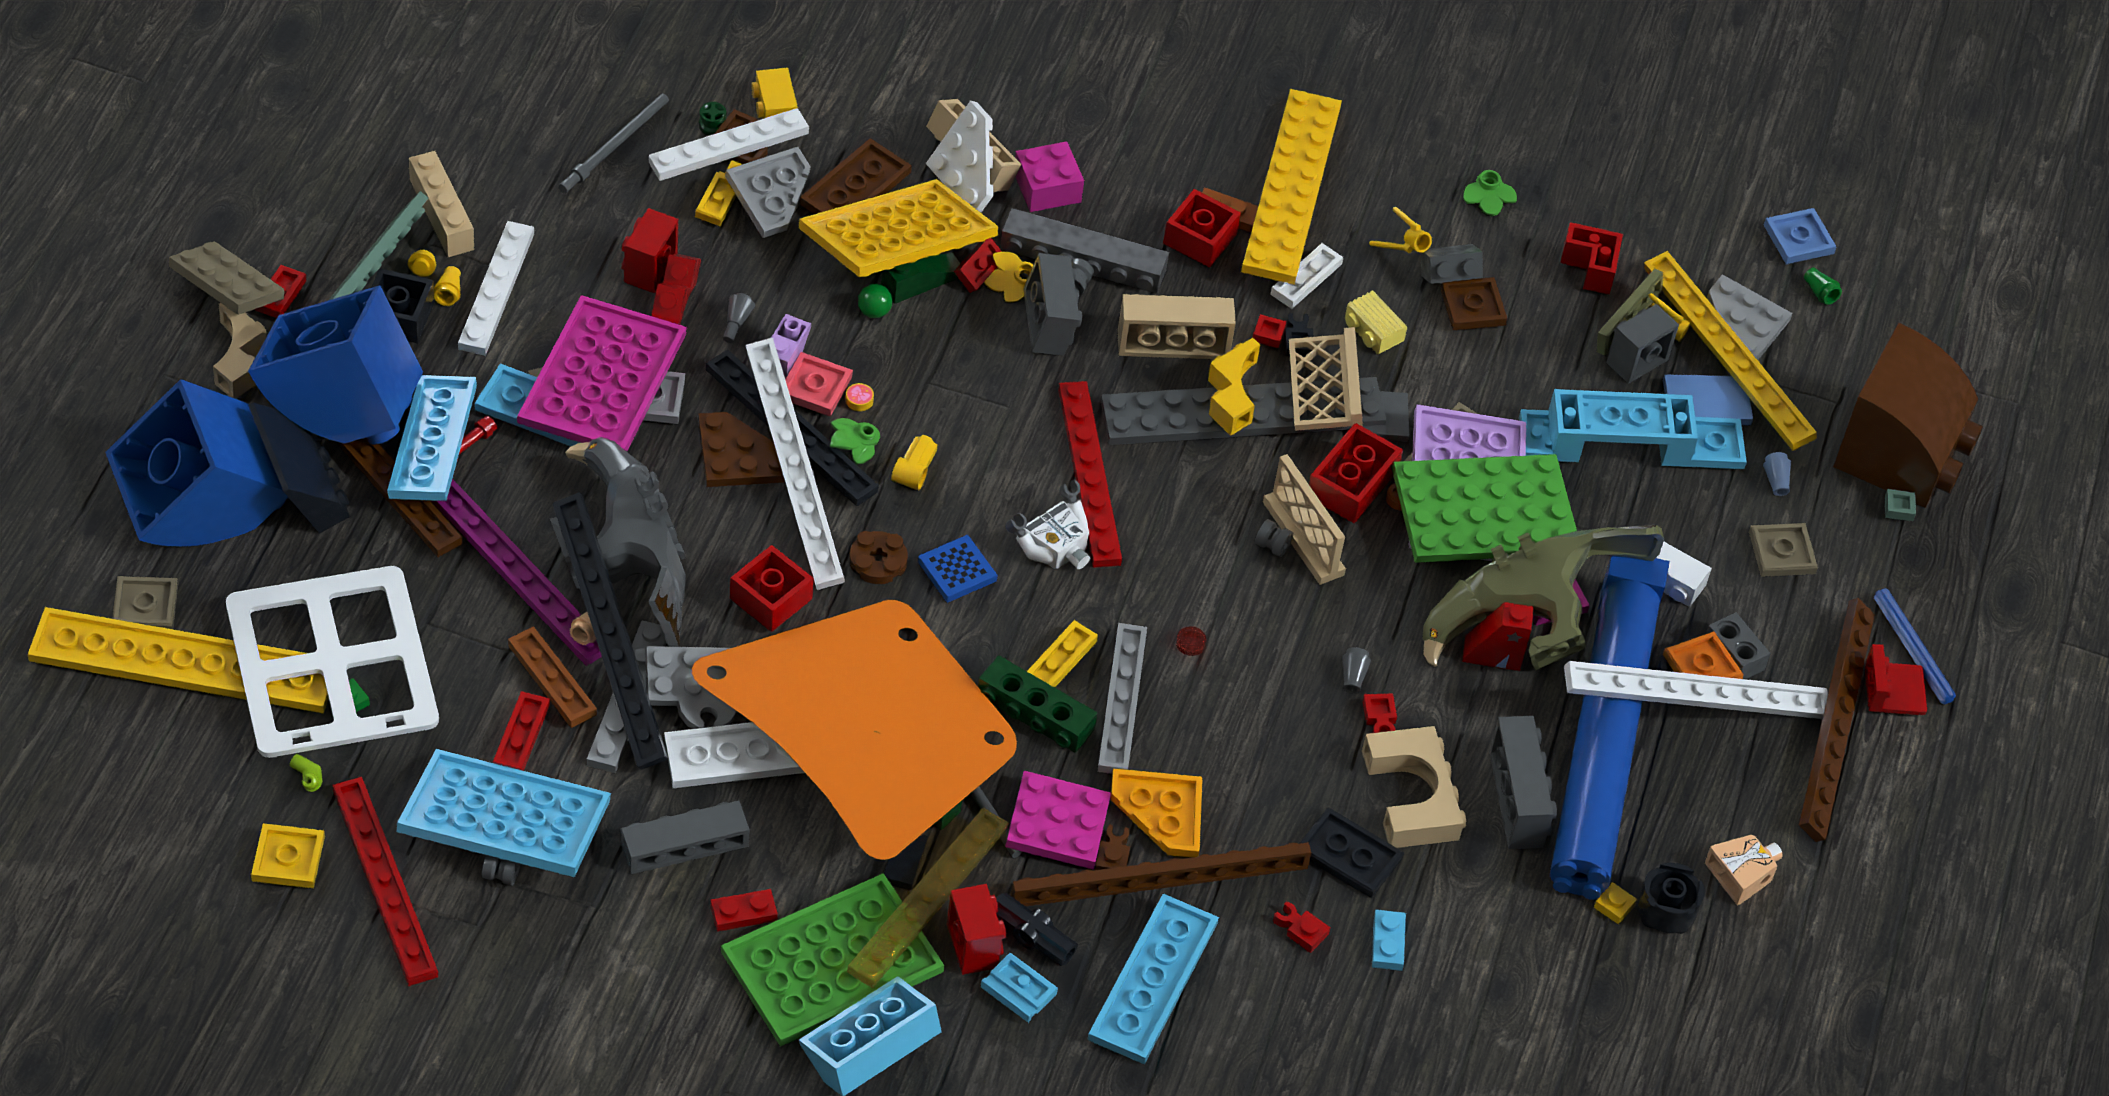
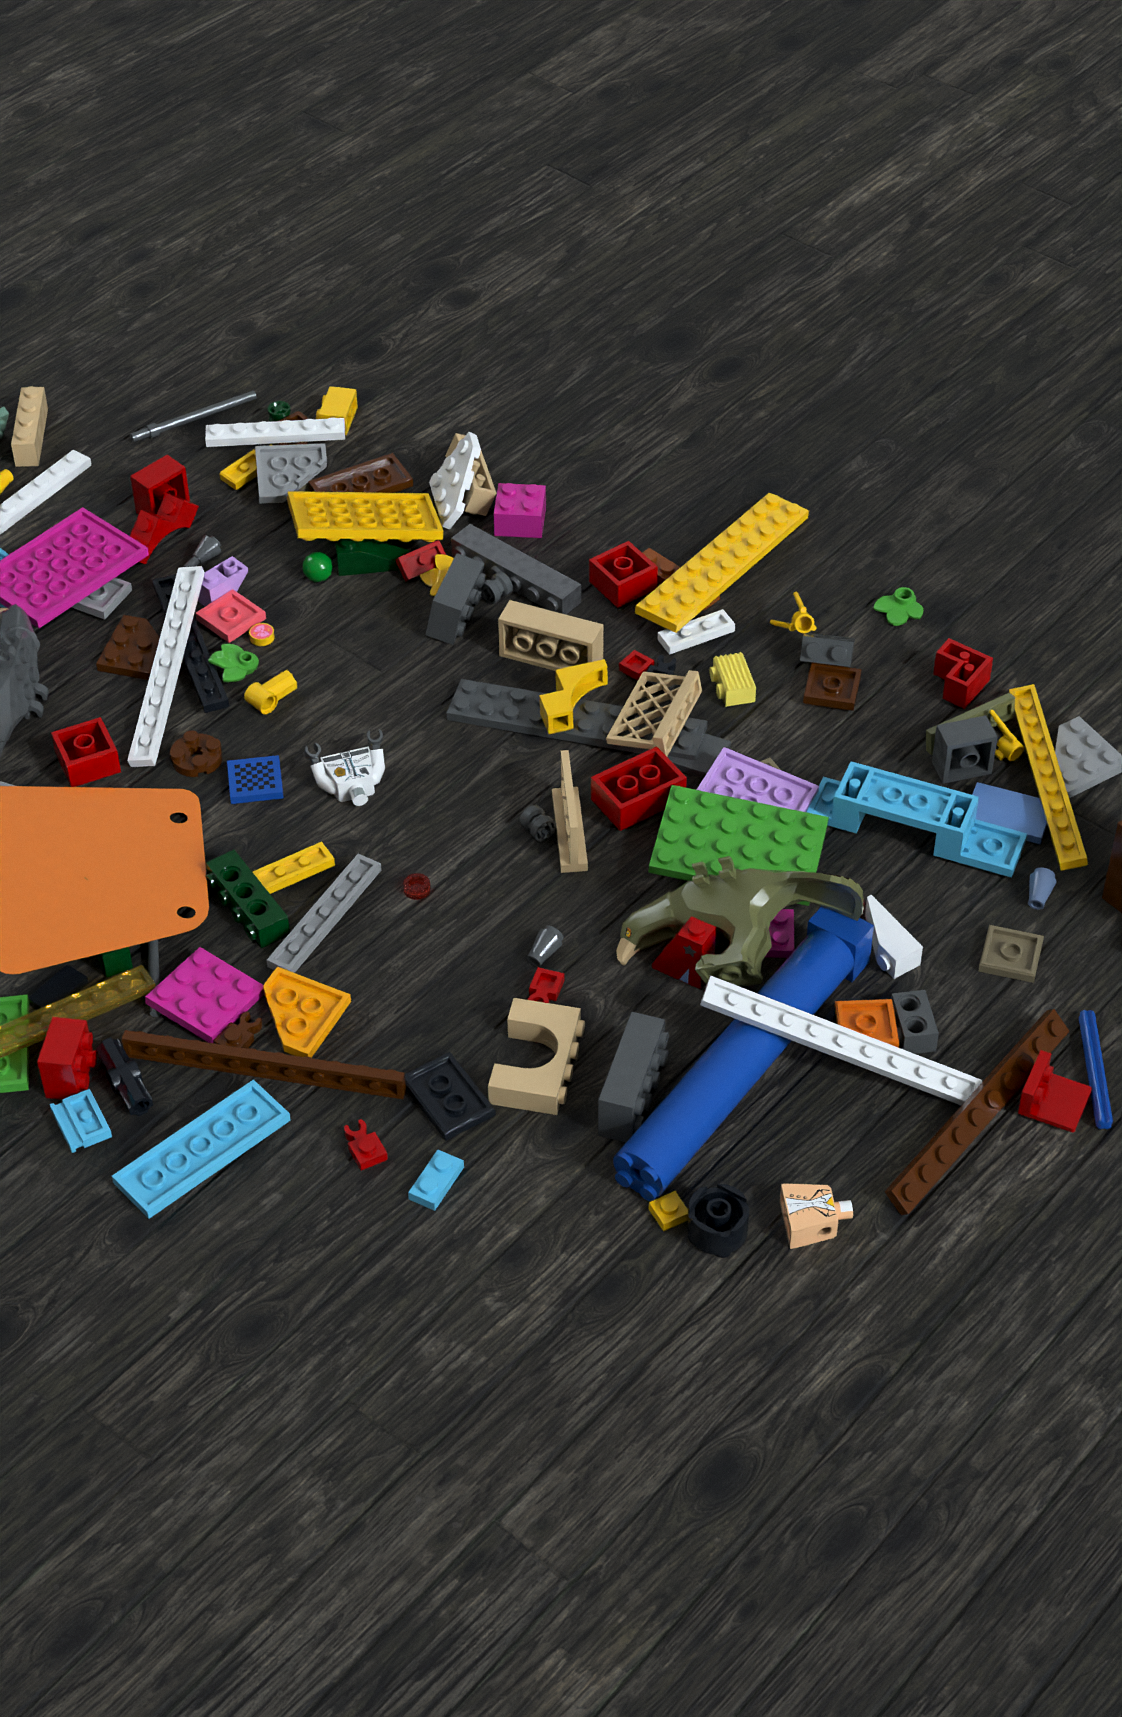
camera: 30 degrees right, 5 degrees down
(1090, 473) = (413, 738): red plate -> none

